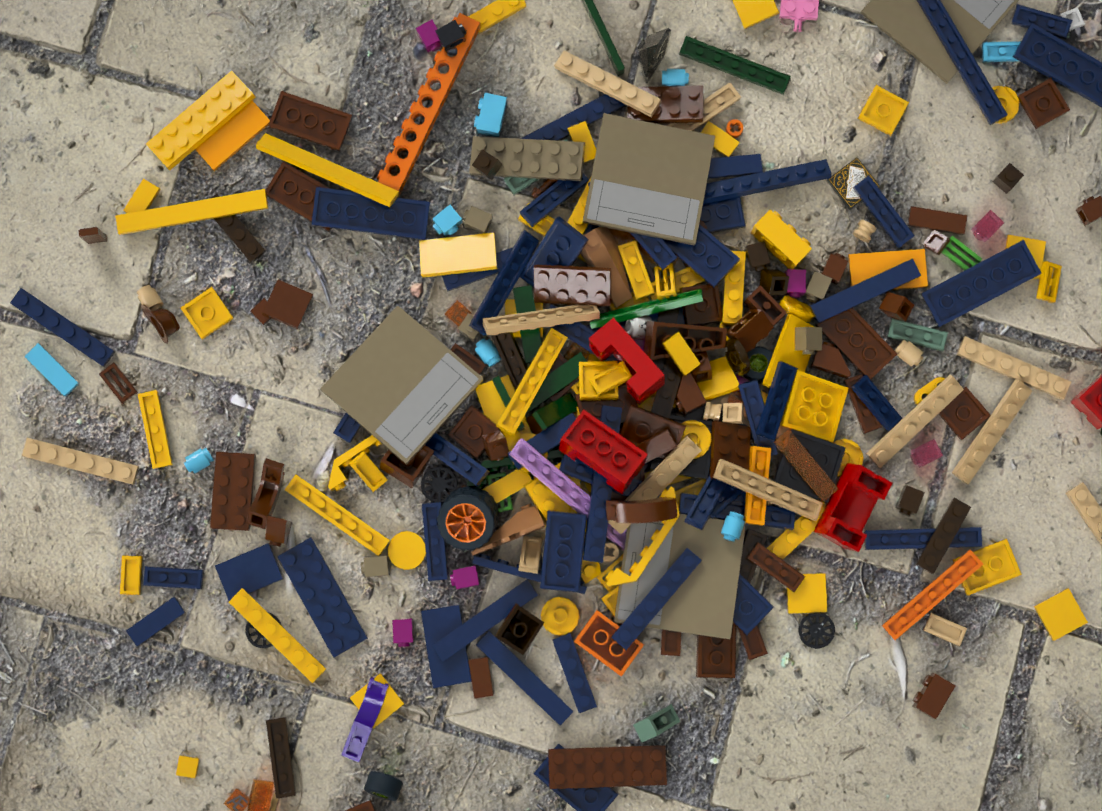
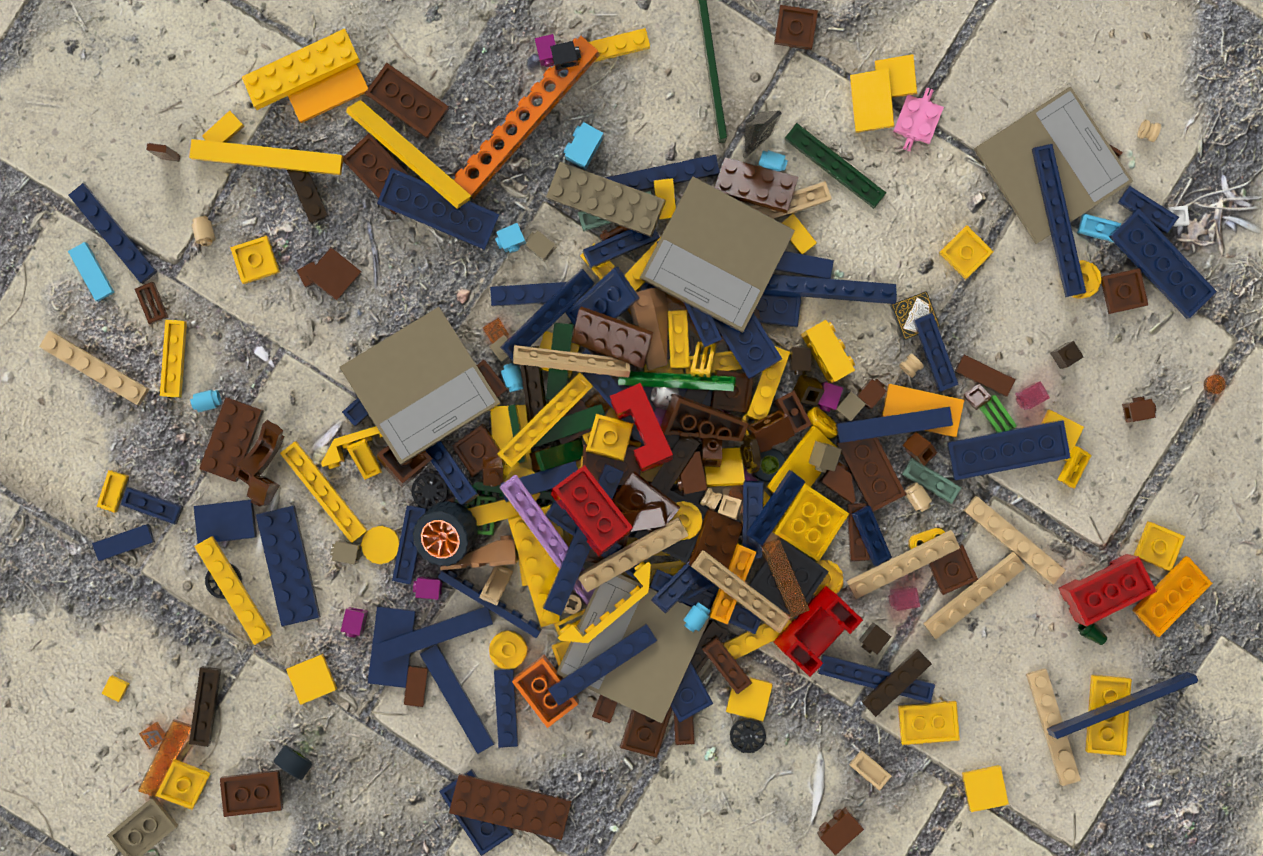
camera: 15 degrees right, 5 degrees up
(163, 321) = (210, 256): reddish brown piece -> none
(365, 720) = (293, 696): dark purple piece -> none
(458, 254) = (511, 274): yellow tile -> none
(487, 164) = (563, 194): dark brown brick -> none
(519, 629) = (463, 654): dark brown slope -> none
(563, 551) = (527, 592): dark blue tile -> none
(607, 83) = (706, 148): tan plate -> none
(610, 378) = (621, 440): yellow tile -> none
(641, 511) = (611, 580): reddish brown arch -> none
(656, 723) = (569, 779): sand green slope -> none
(681, 353) = (696, 436): yellow tile -> none
(732, 123) = (816, 222): orange bush -> none
(932, 594) = (868, 735): orange plate -> none

